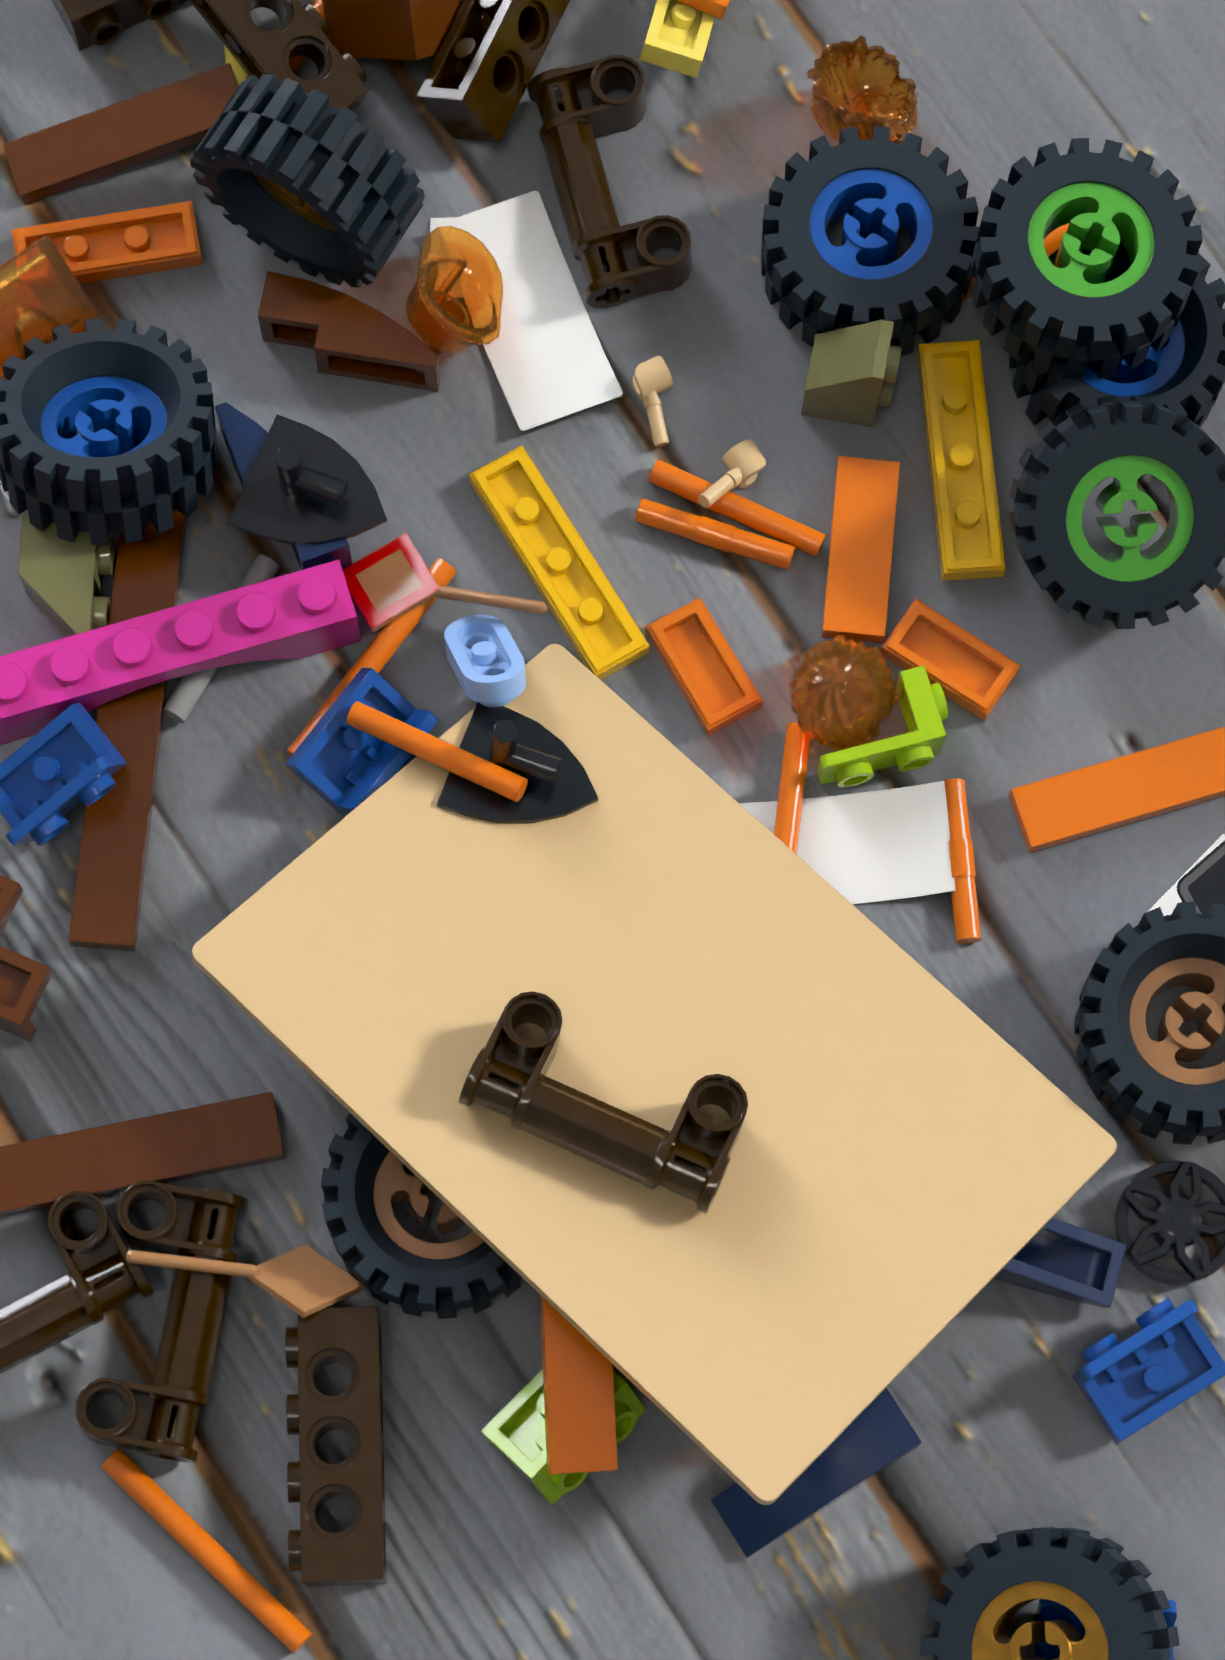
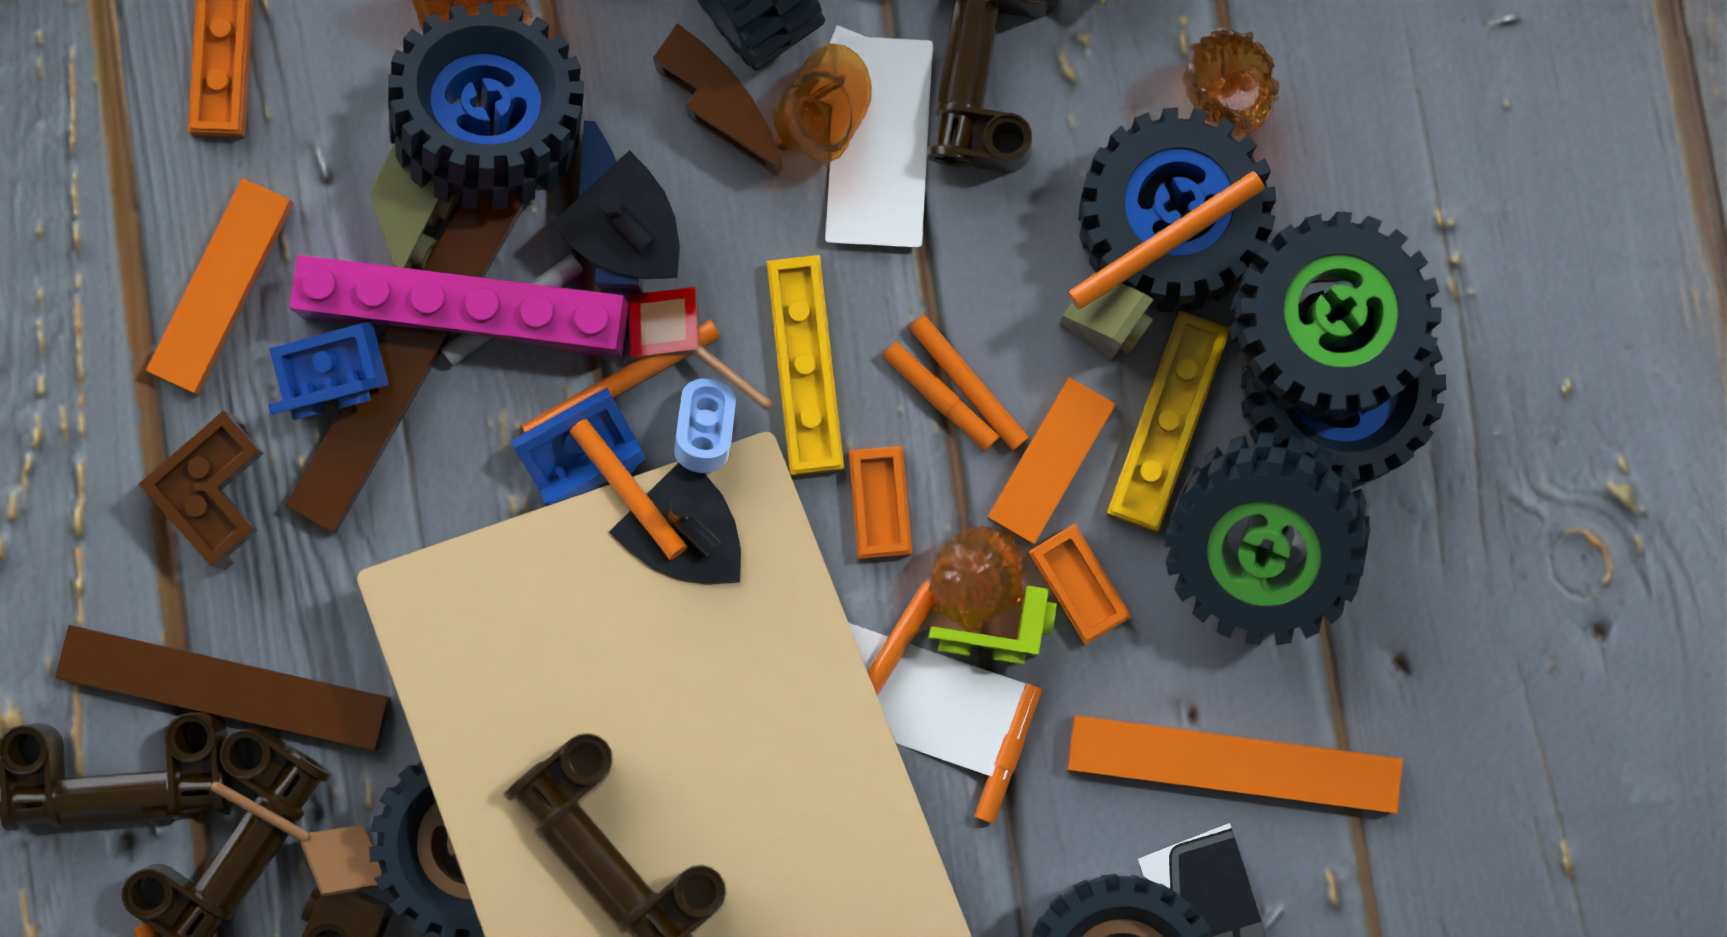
camera: 30 degrees right, 10 degrees up
(649, 380) = (947, 244): tan hand -> none
(743, 464) = (989, 350): tan hand -> none
(877, 264) = (1166, 240): none -> orange bar

